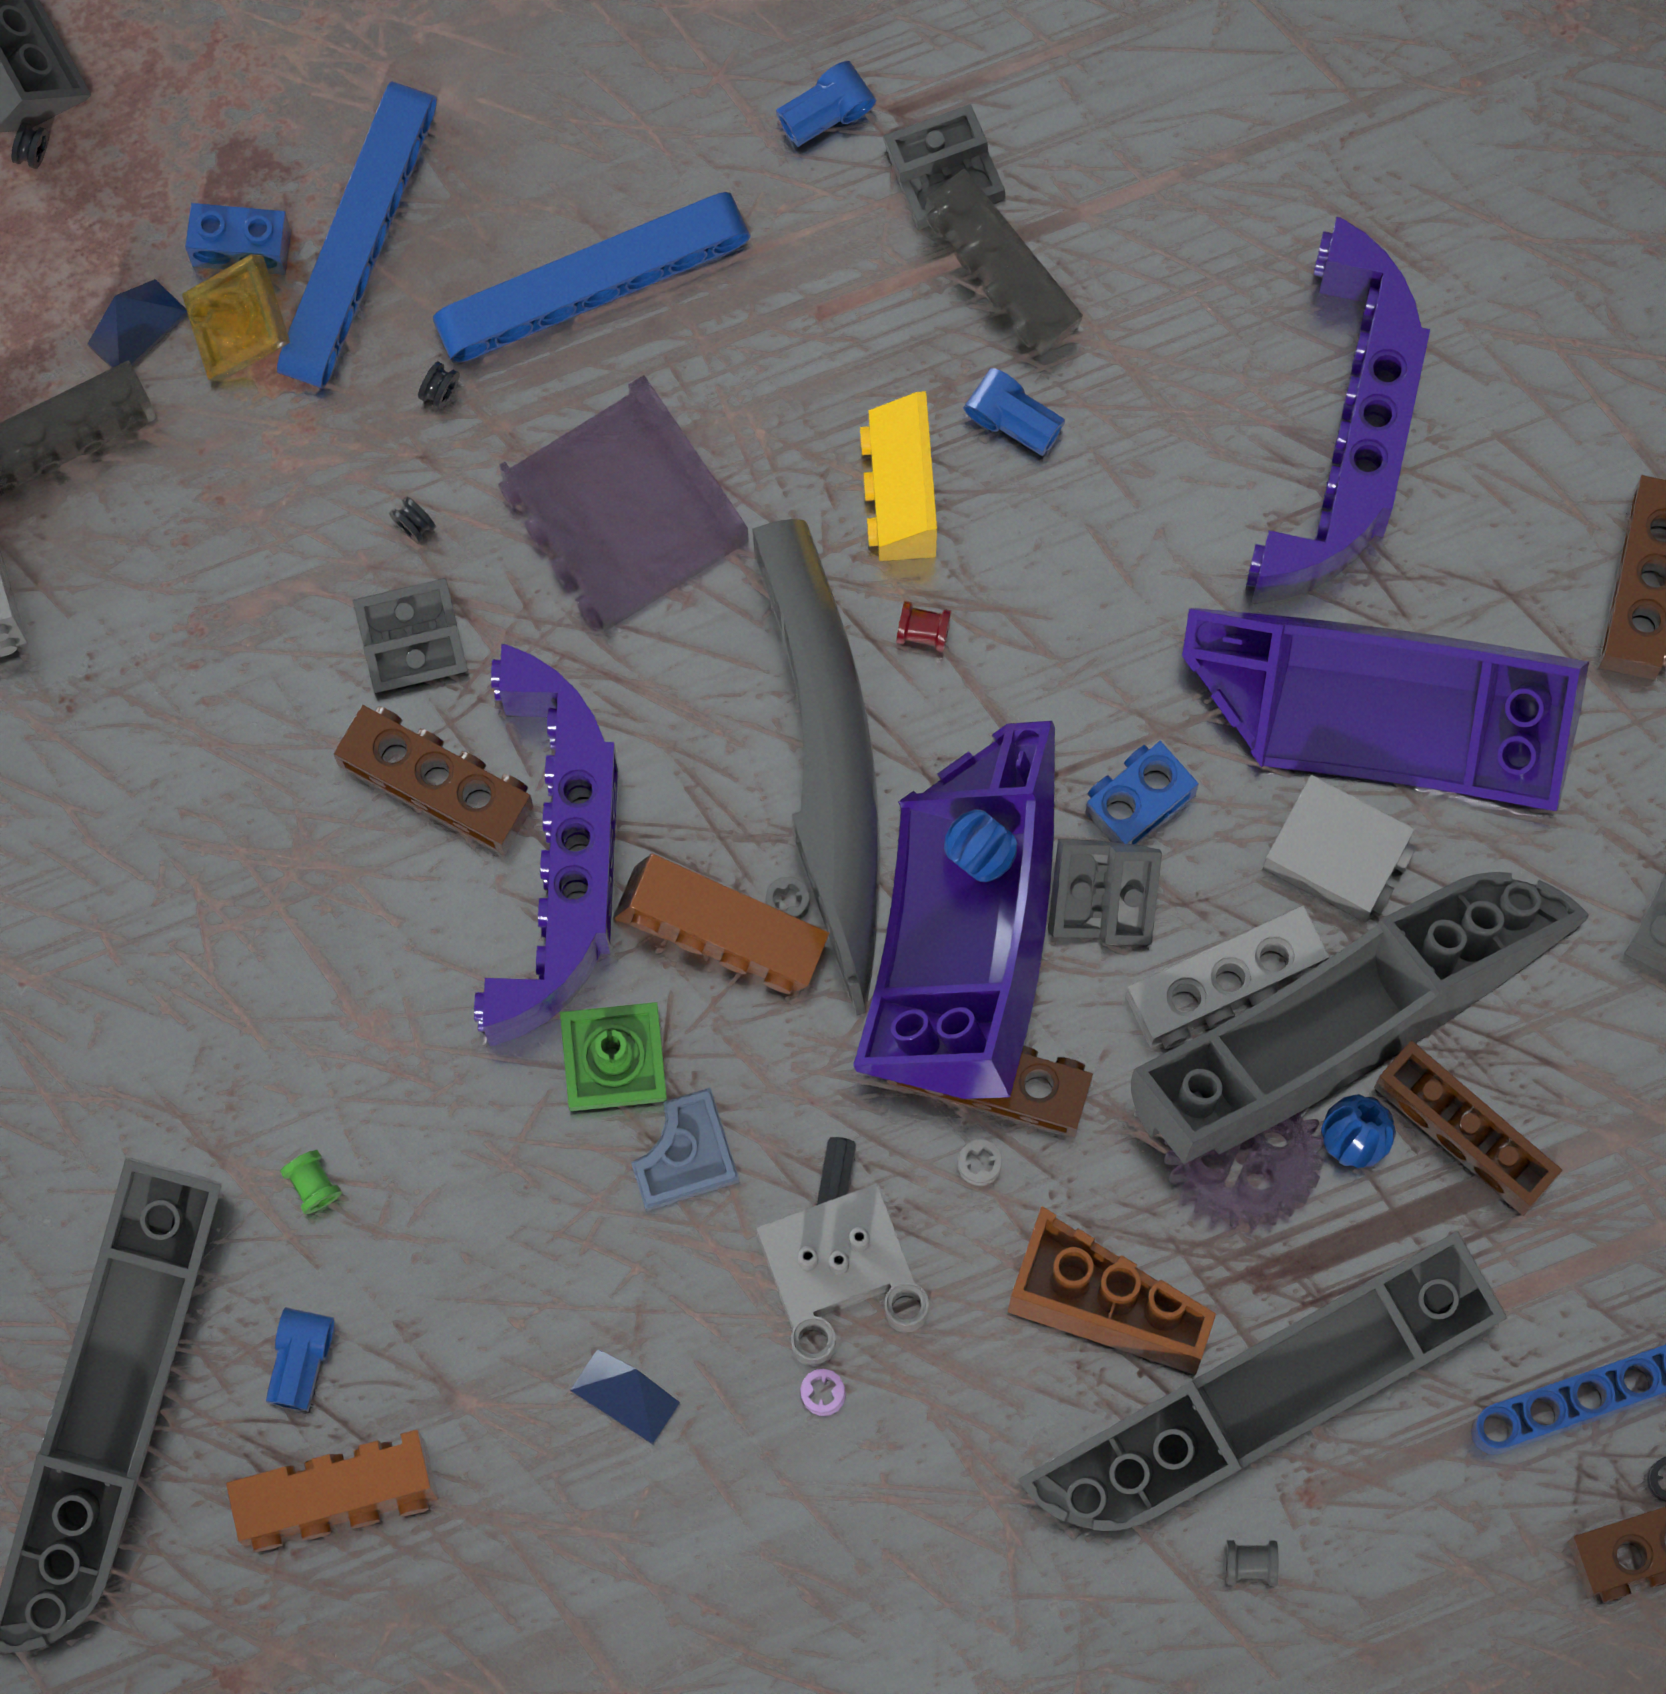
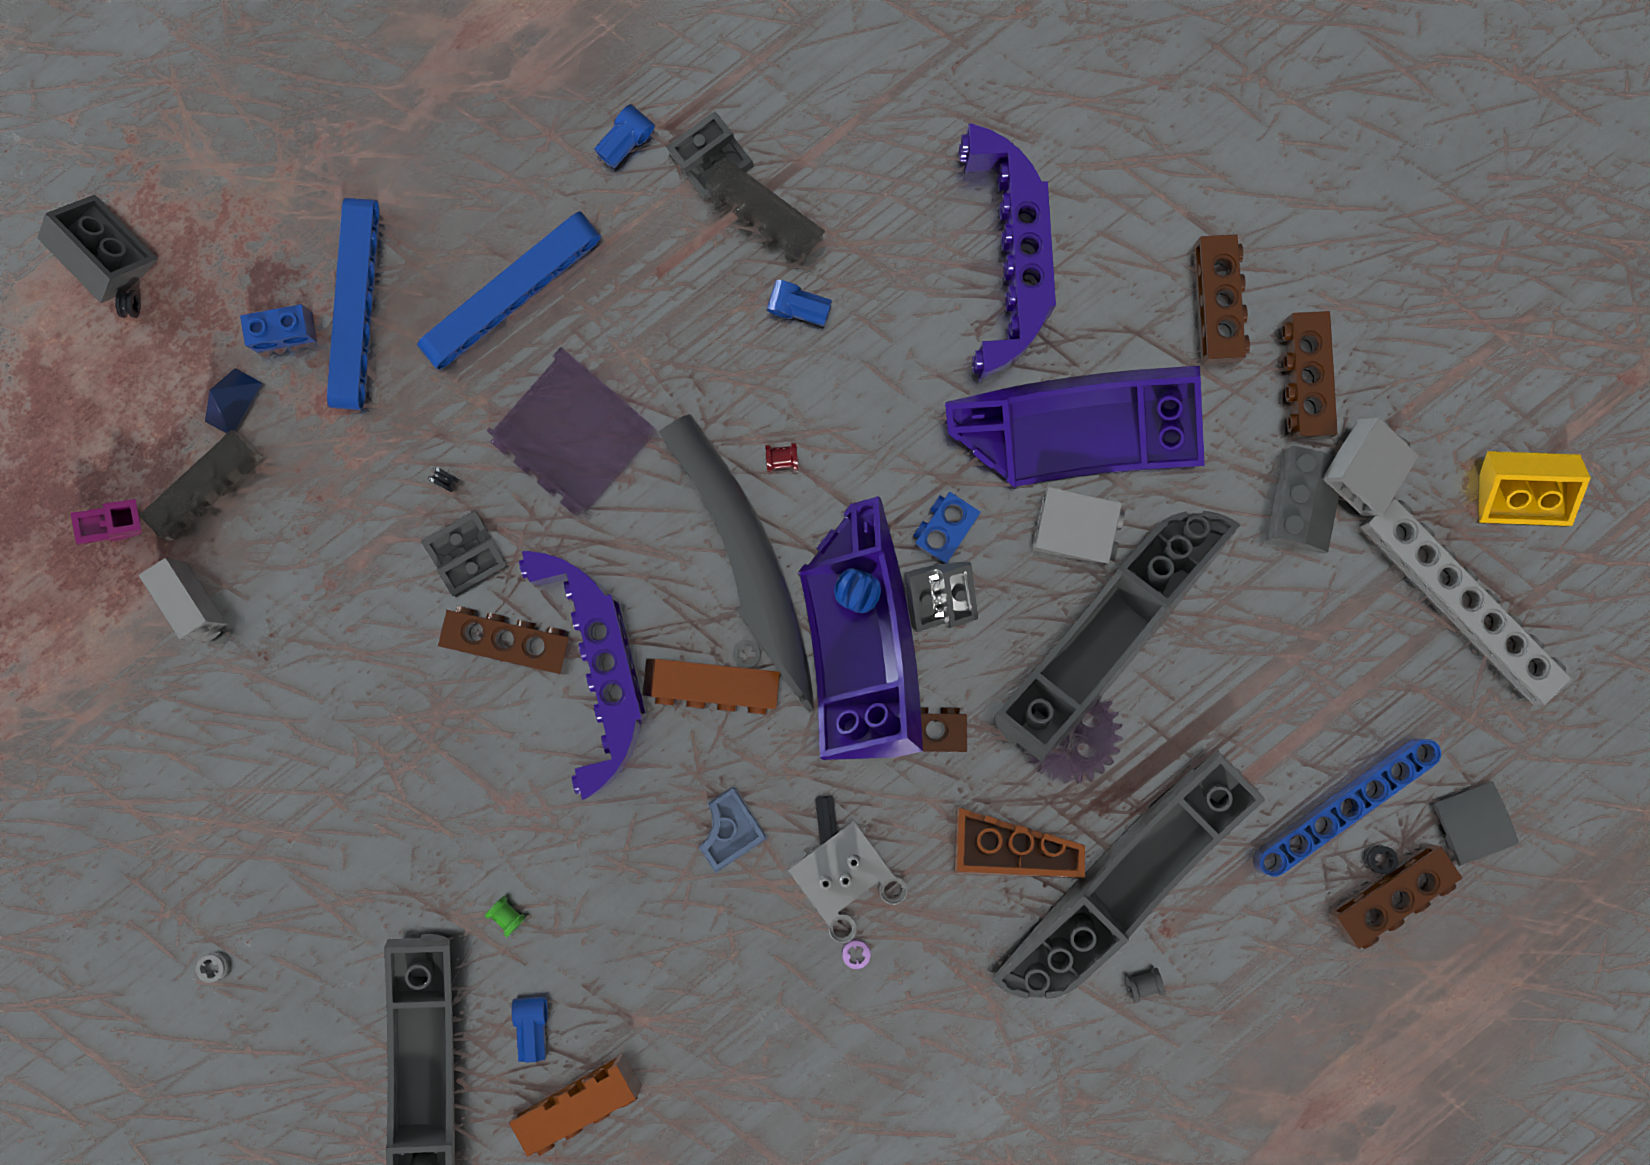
camera: 20 degrees left, 10 degrees up
(235, 318) = (291, 381): clear yellow plate -> none
(438, 385) = (433, 387): black bush -> none
(613, 1056) = (668, 784): bright green plate -> none
(625, 1396) = (737, 990): dark blue slope -> none
(900, 479) = (740, 368): yellow slope -> none
(976, 1147) = (907, 776): light grey bush -> none
(1164, 1024) = (1062, 589): light grey brick -> none
(1358, 1131) = (1138, 701): blue piece -> none
(1467, 1128) = (1205, 681): reddish brown brick -> none

